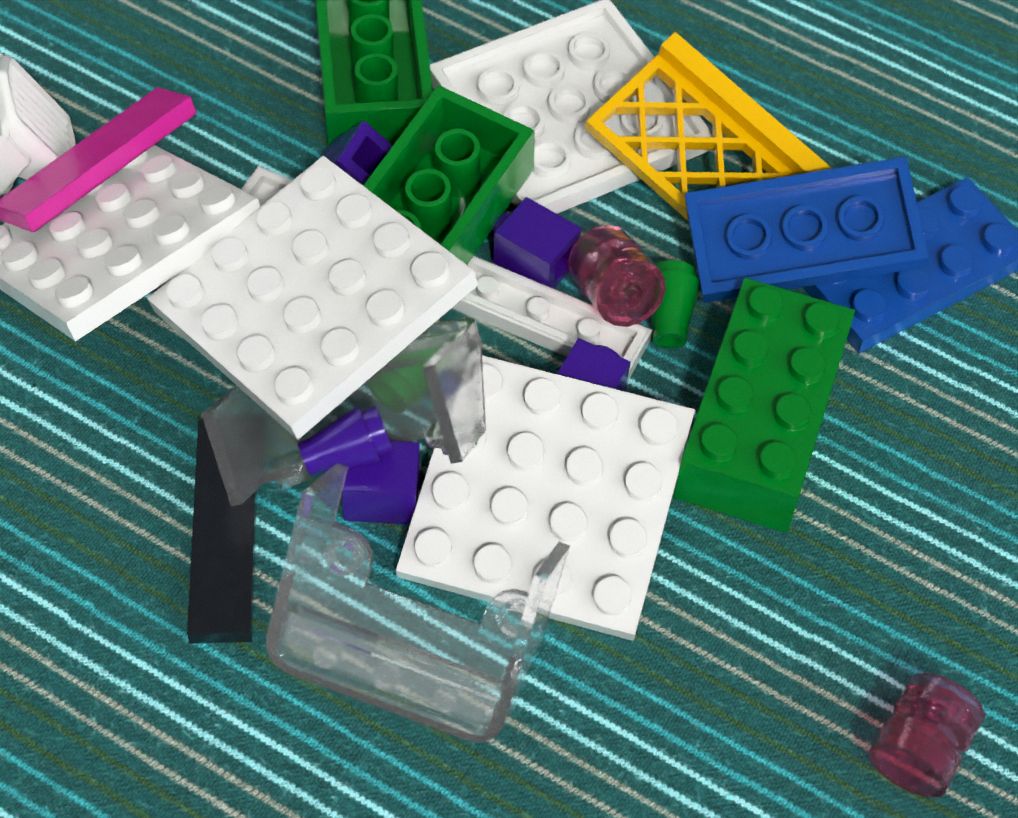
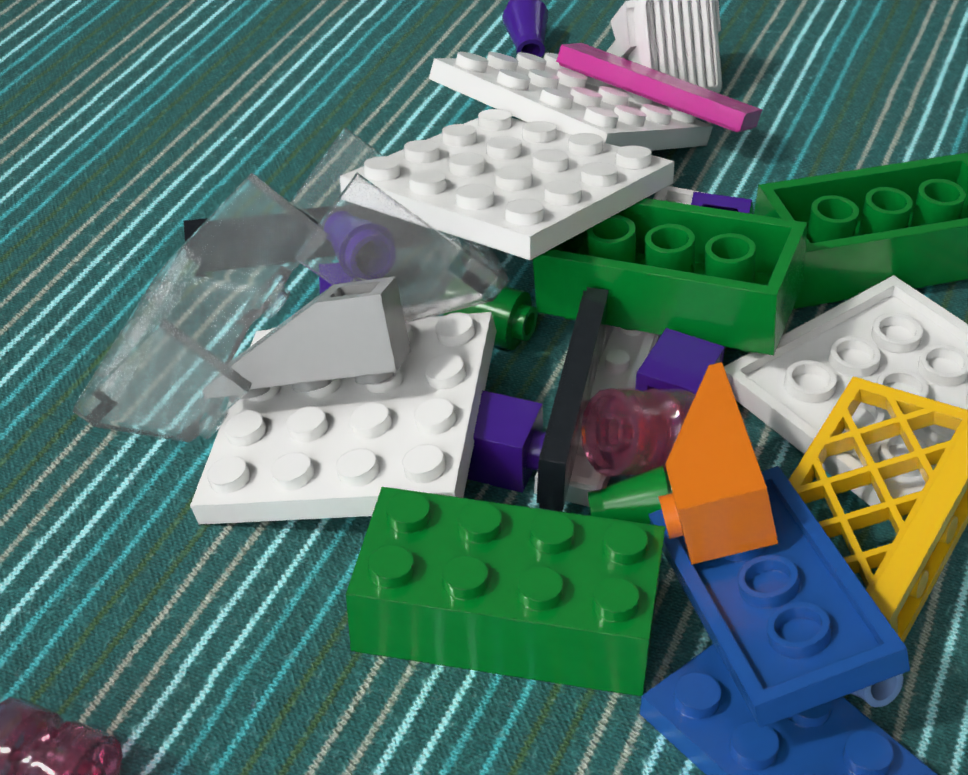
camera: 85 degrees right, 15 degrees down
(514, 486) = (338, 335): none -> light grey slope
(571, 315) = (571, 400): none -> black tile
(713, 227) = (716, 478): none -> orange slope

